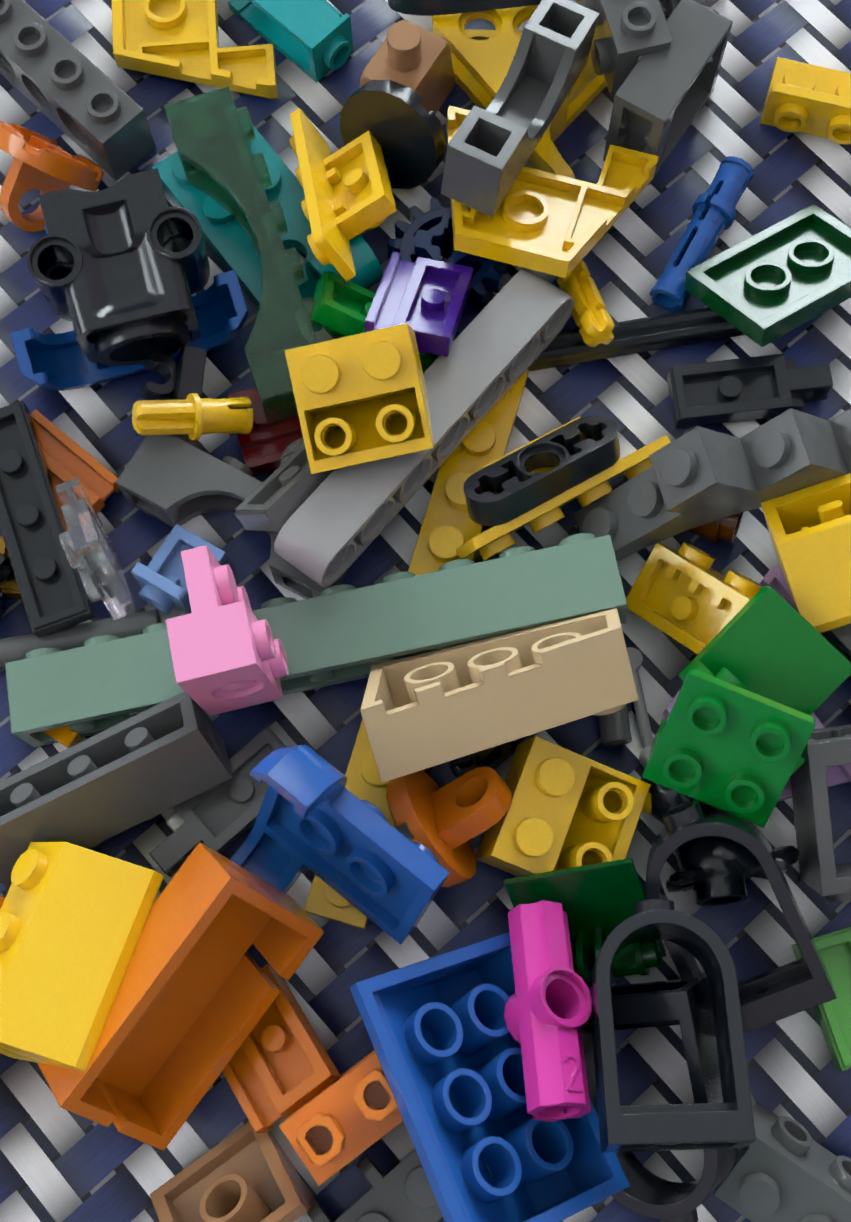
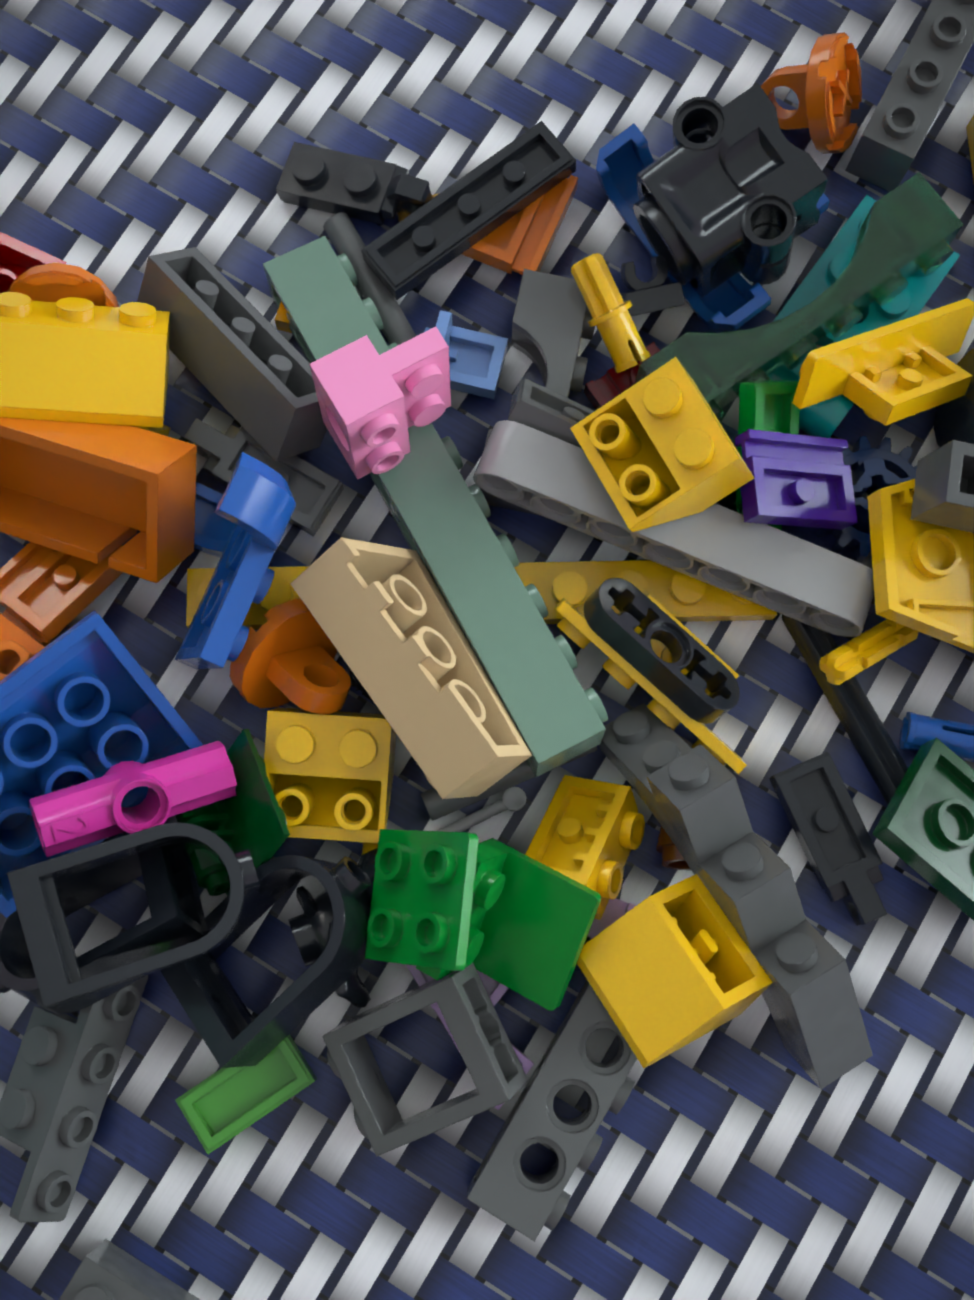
camera: 70 degrees right, 5 degrees up
(90, 546) = (449, 269): clear plate -> none

